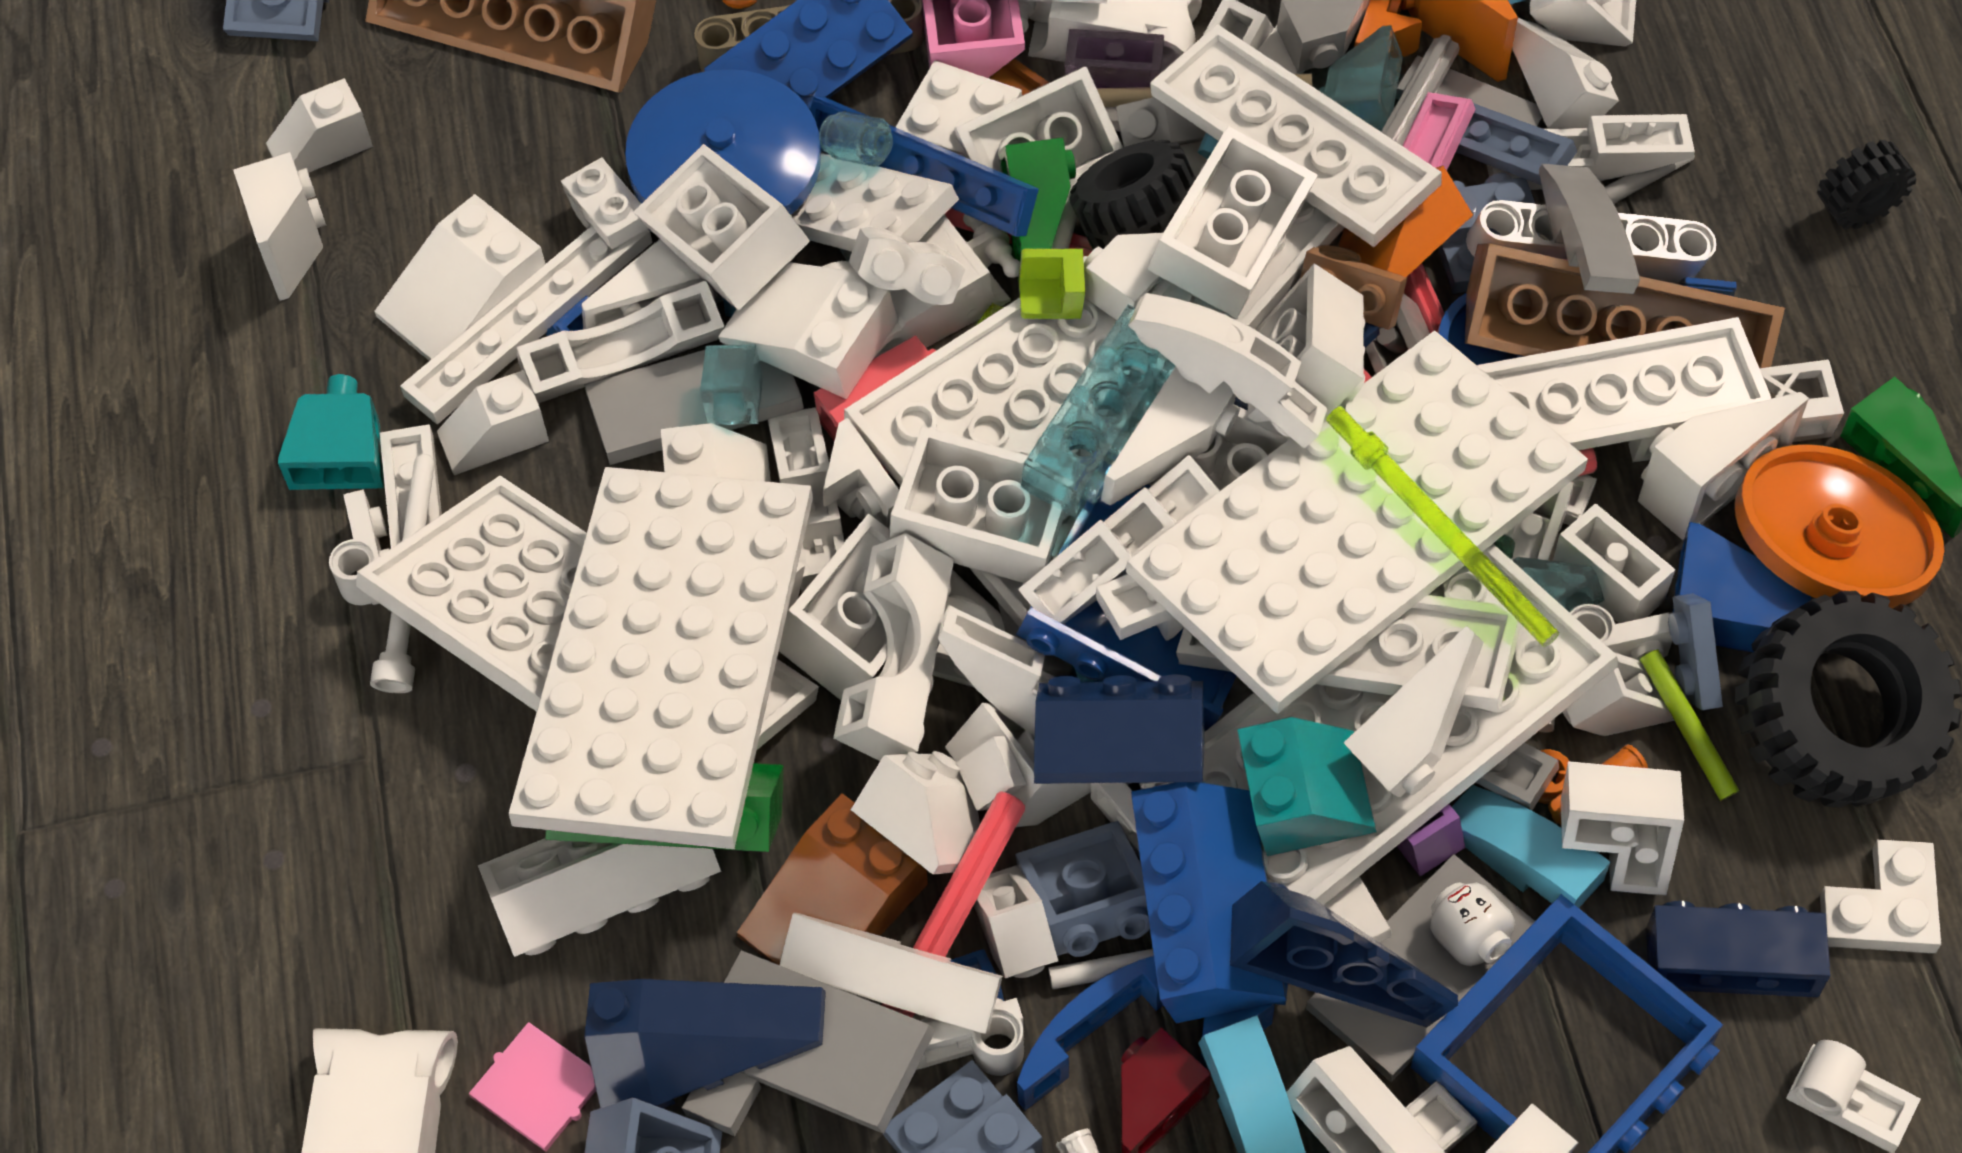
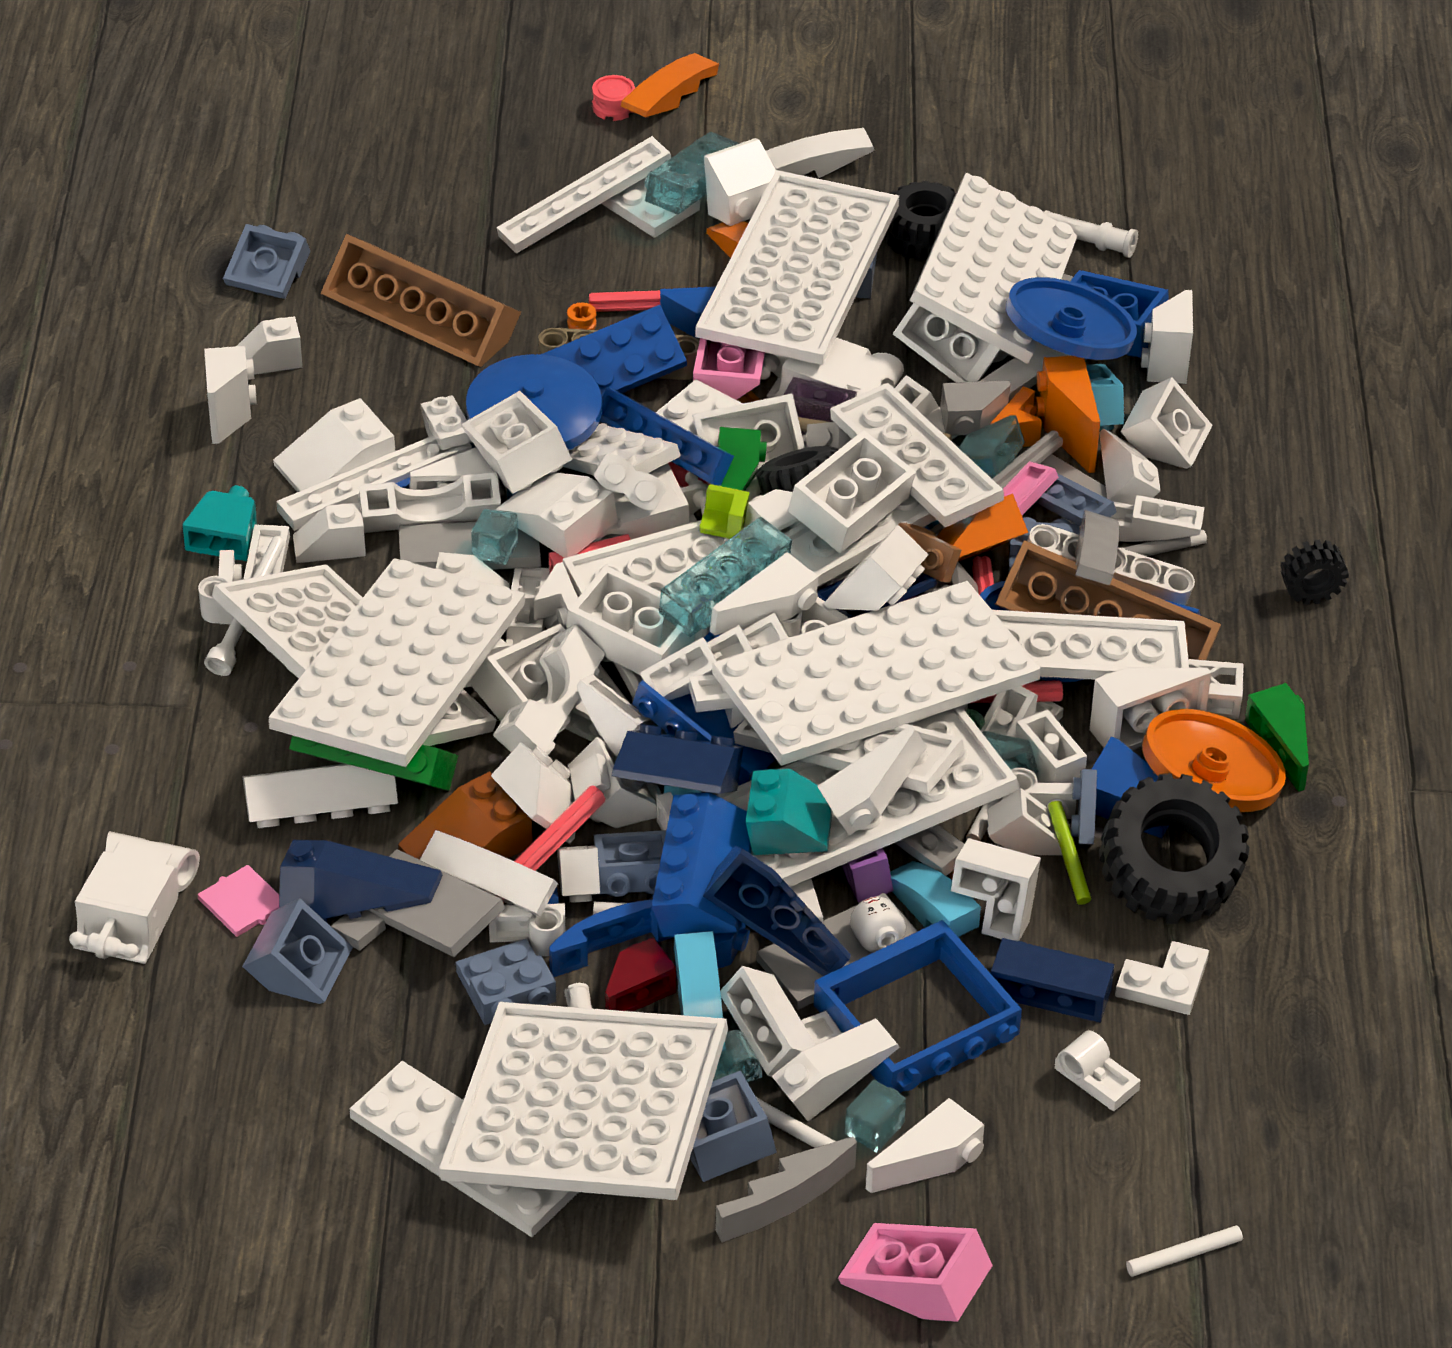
camera: 10 degrees right, 15 degrees down
(856, 138) = (625, 411): clear light blue brick -> none
(1218, 349) = (806, 545): white slope -> none
(1372, 453) = (895, 633): clear neon green bar -> none

